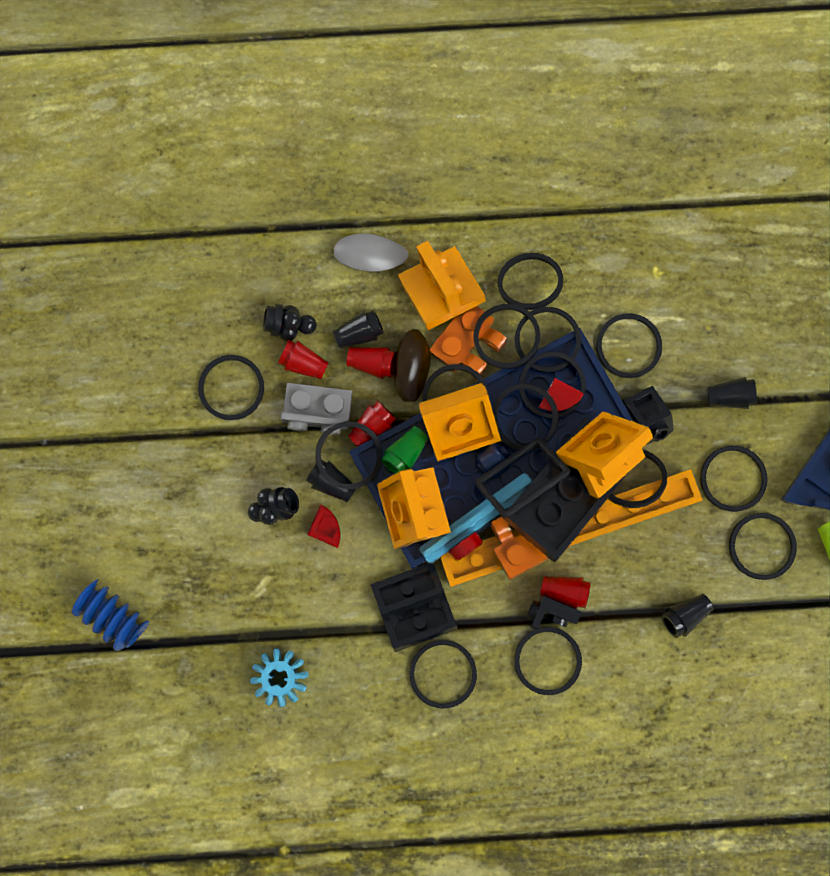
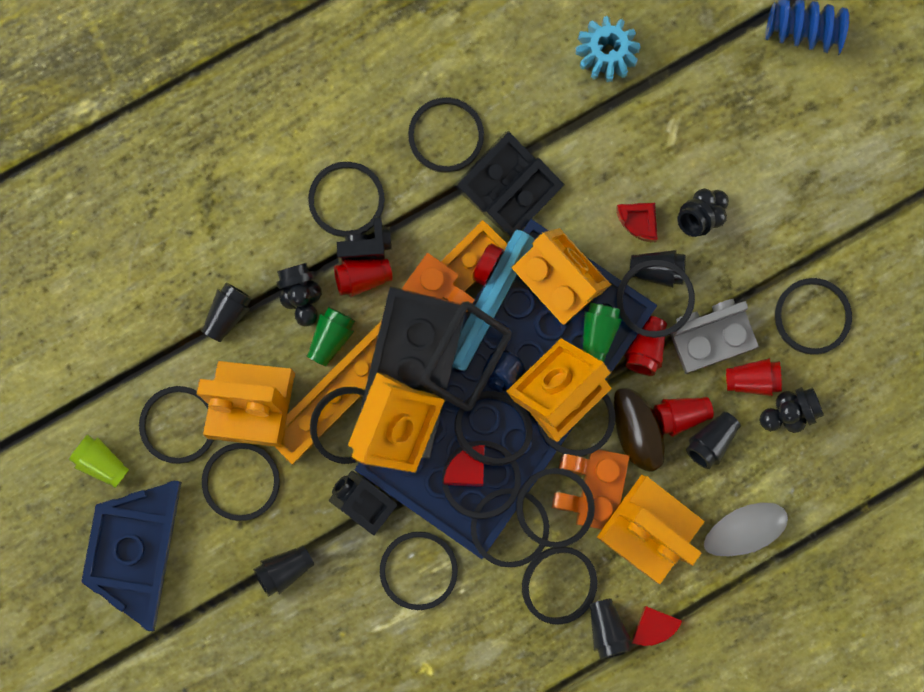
camera: 150 degrees right, 0 degrees up
(474, 218) = (654, 627): none -> red tile
(510, 231) = (608, 630): none -> black cone
(613, 555) = (330, 335): none -> green cone
(622, 603) = (299, 293): none -> black piece
(704, 533) = (247, 403): none -> light orange bracket

